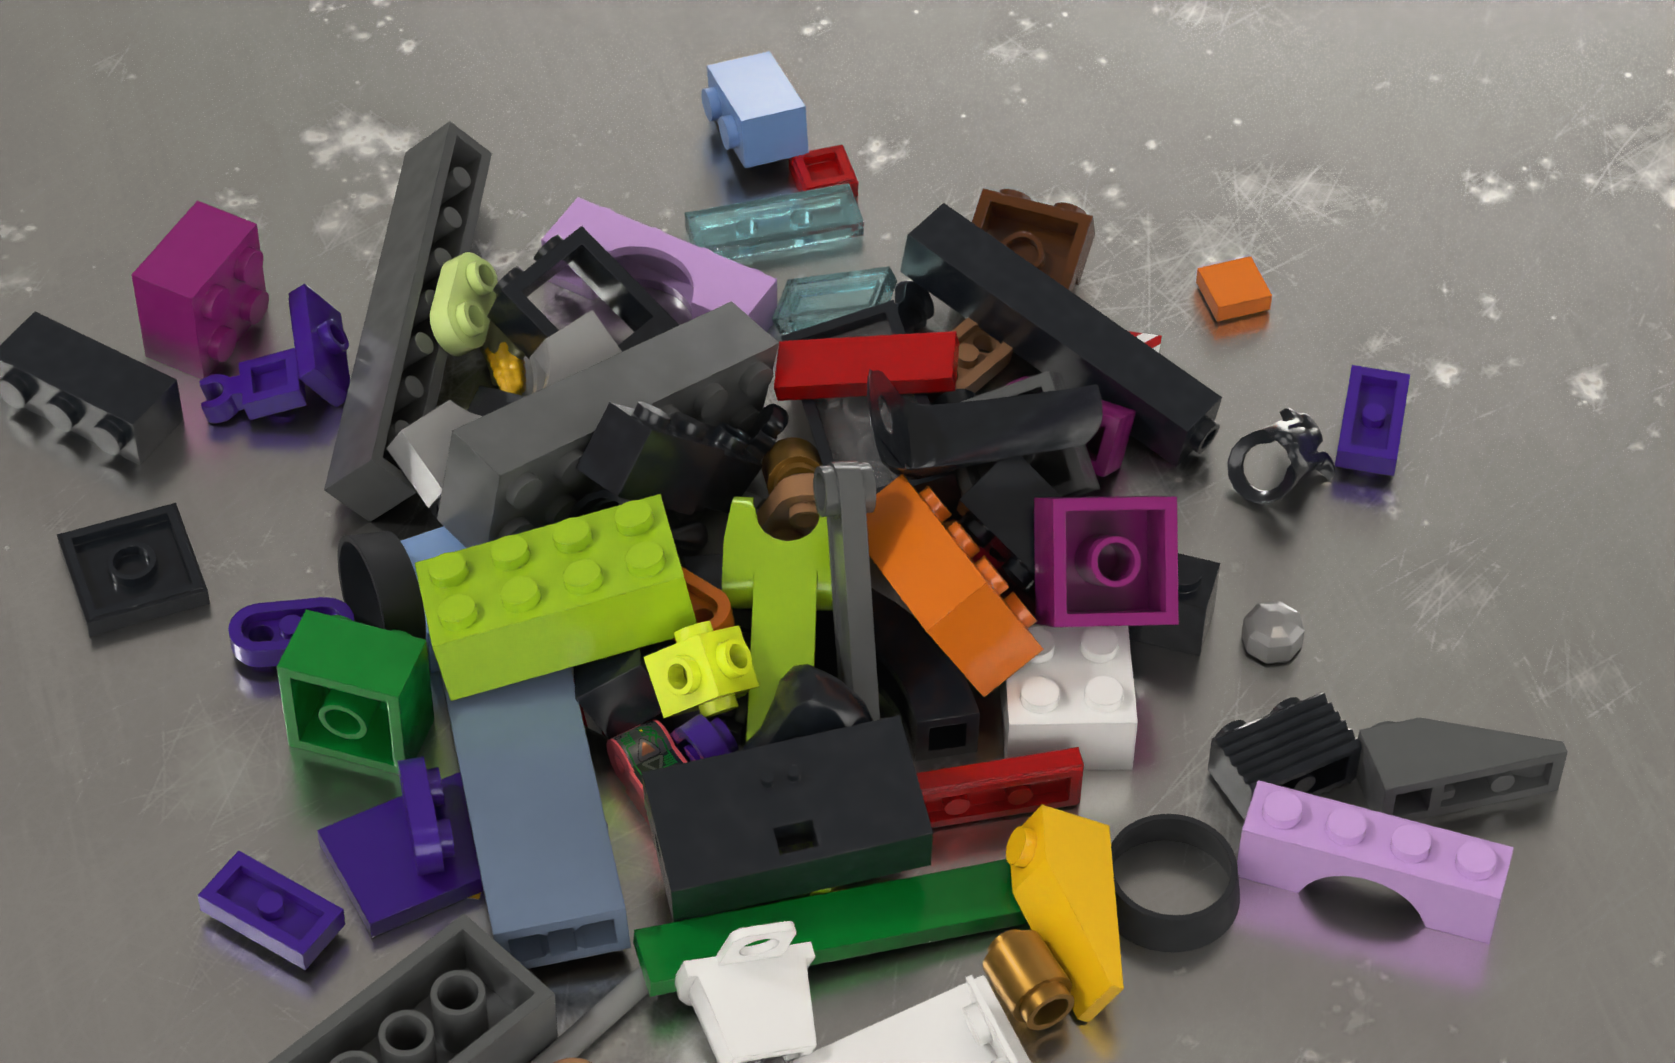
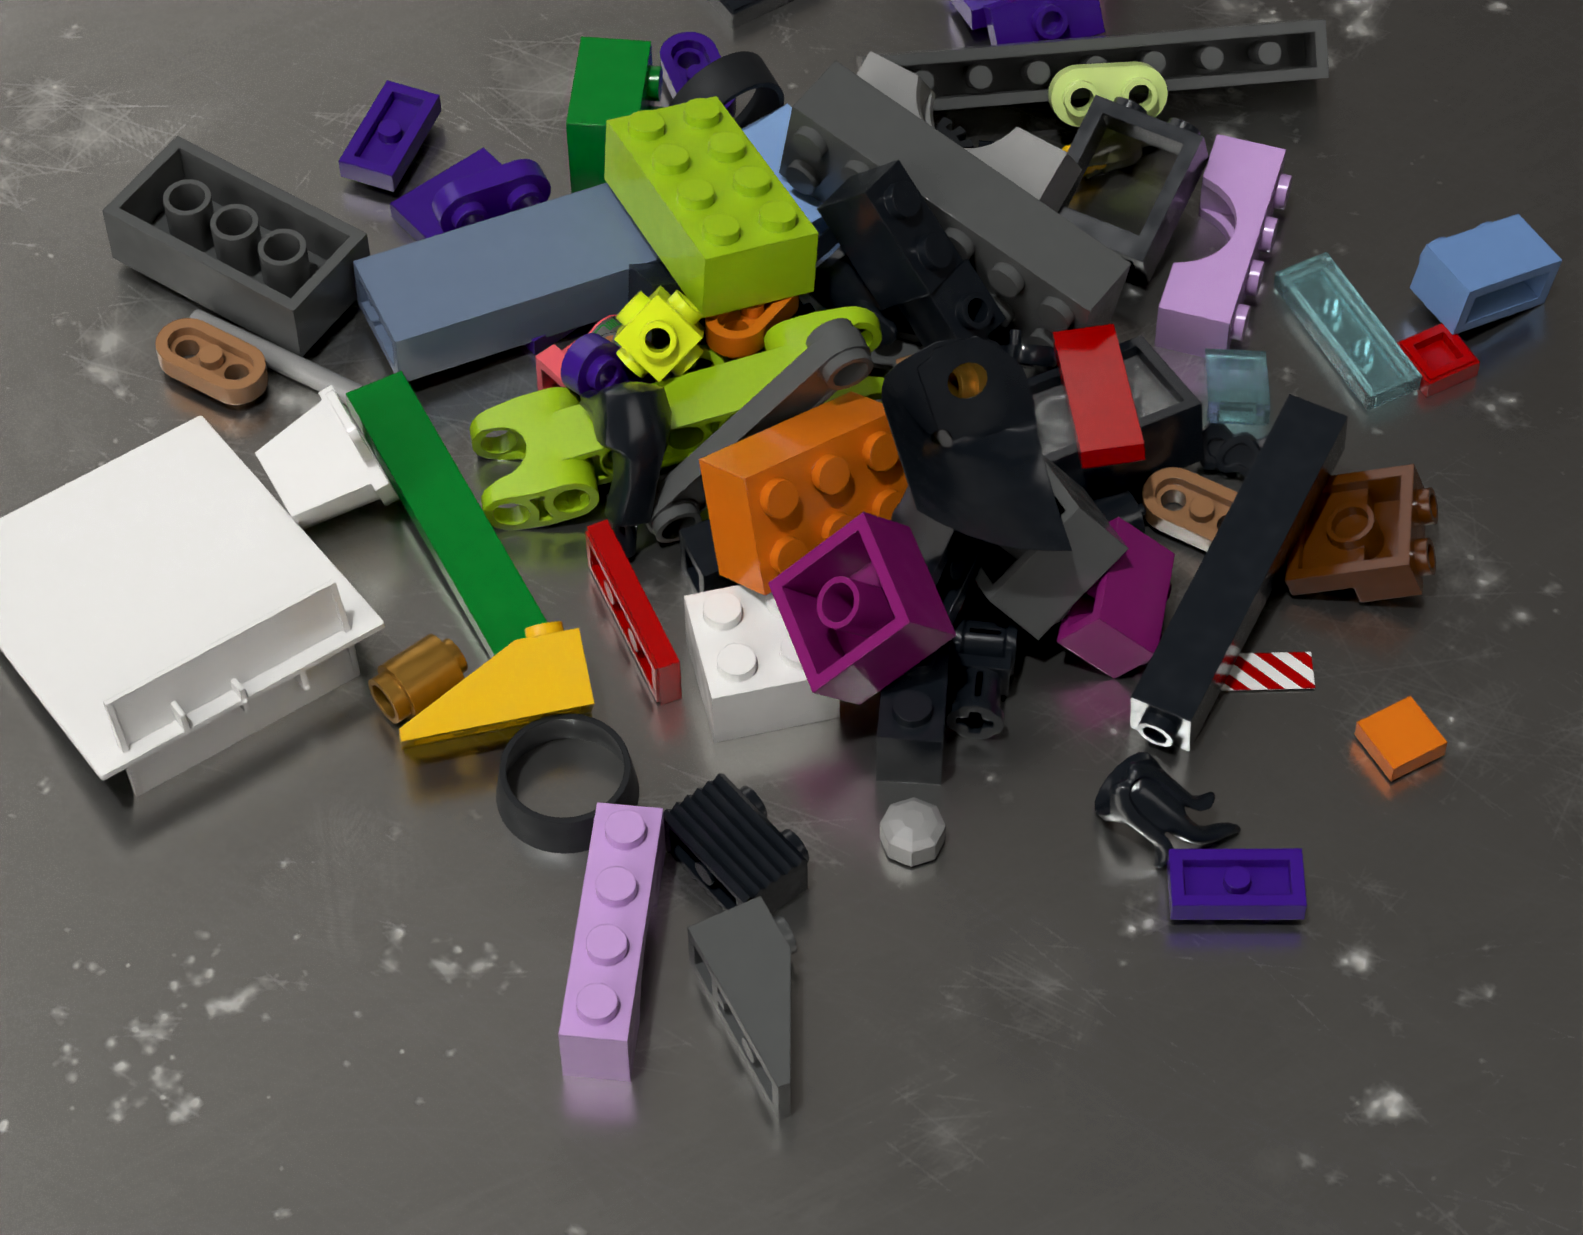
camera: 80 degrees right, 5 degrees up
(787, 818) = (513, 434): black brick -> none

